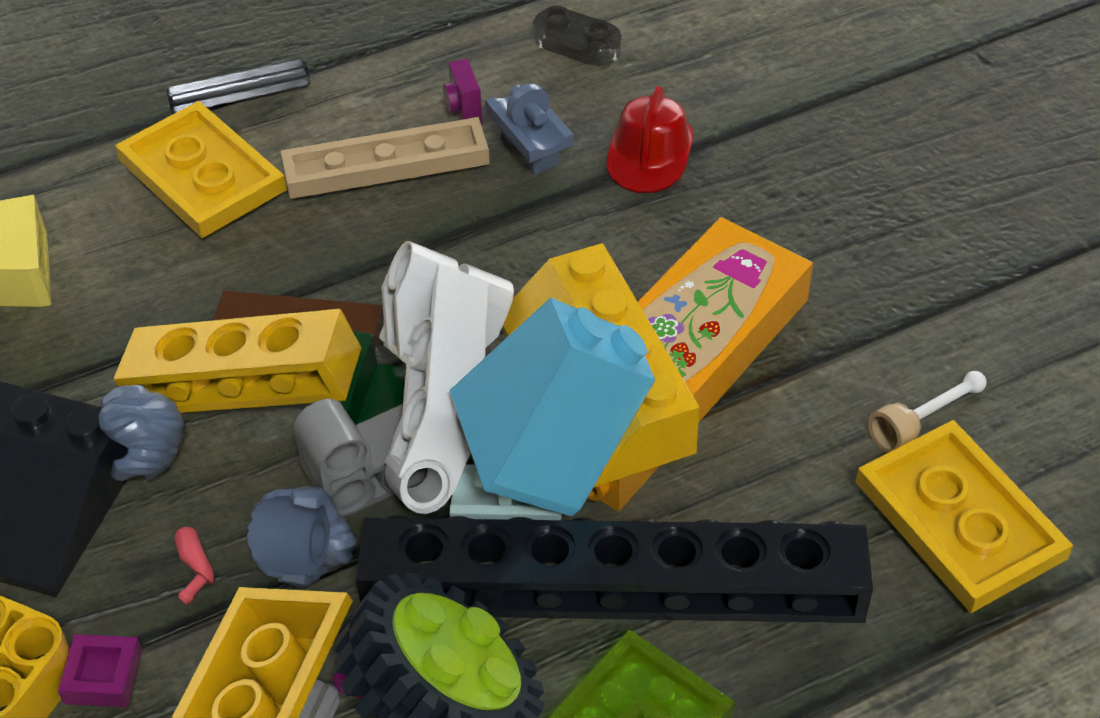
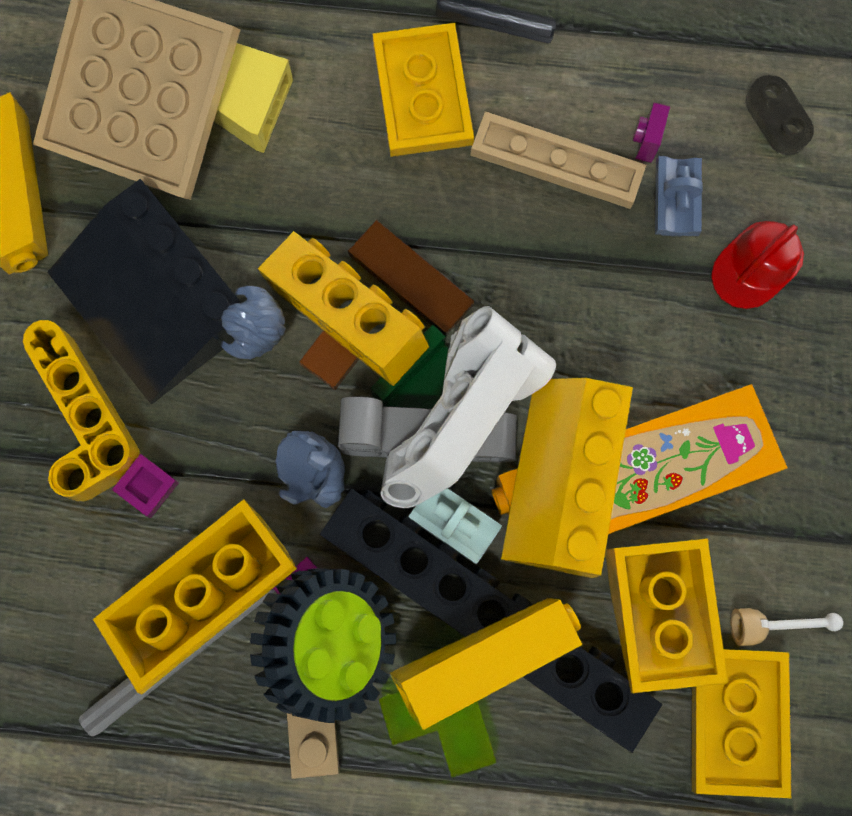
camera: 30 degrees right, 30 degrees up
(193, 555) = (243, 432): coral piece -> none
(253, 437) = (328, 360): none -> dark orange tile
(552, 405) = (500, 518): medium azure slope -> none
(631, 578) = (486, 661): none -> yellow slope
(795, 440) = (667, 615): none -> yellow slope

